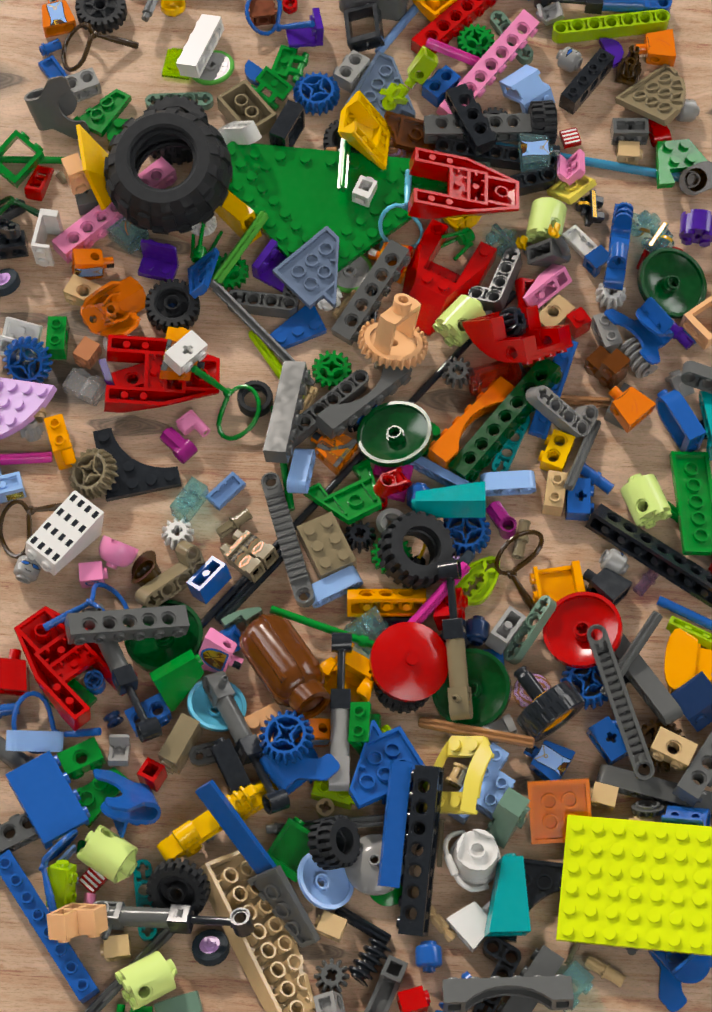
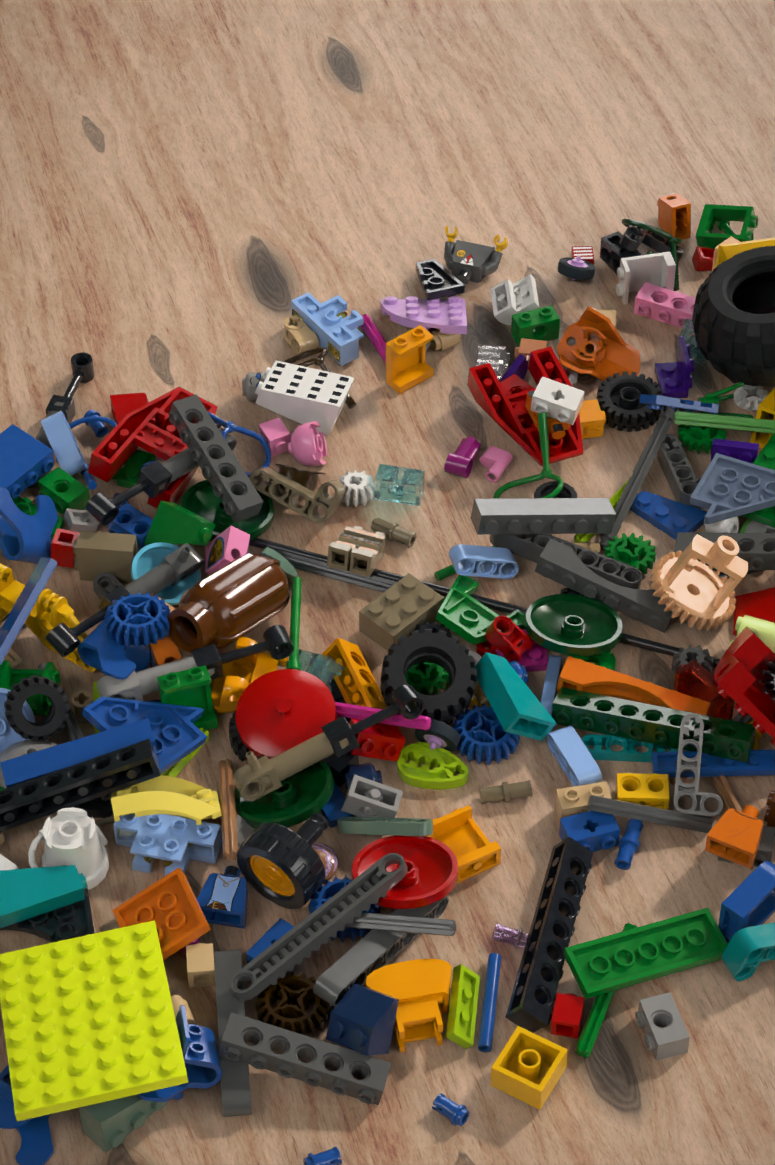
camera: 70 degrees right, 20 degrees down
(26, 345) = (491, 308): blue gear -> none
(90, 263) = (636, 319): orange torso -> none
(94, 462) = (389, 398): dark tan gear -> none
(134, 476) = (407, 429): black plate -> none
(209, 580) = (310, 526): blue brick -> none
(225, 491) = (428, 513): medium blue plate -> none
(229, 764) = (90, 588): black window -> none
(287, 540) = (376, 582): dark grey gear -> none
(335, 451) = (525, 585): torso -> none
(335, 586) = (354, 630): light blue beam -> none
(501, 519) = (521, 764): magenta piece -> none
(508, 815) = (134, 863): sand green wedge -> none
(513, 573) = (456, 798): dark brown piece -> none
(607, 584) = (479, 890): black torso -> none
(614, 561) = (520, 891): light grey head -> none
(645, 500) = (619, 895): yellowish green cylinder -> none
(647, 808) = (201, 1011): dark grey gear -> none
(683, 746) = (285, 990): tan brick -> none

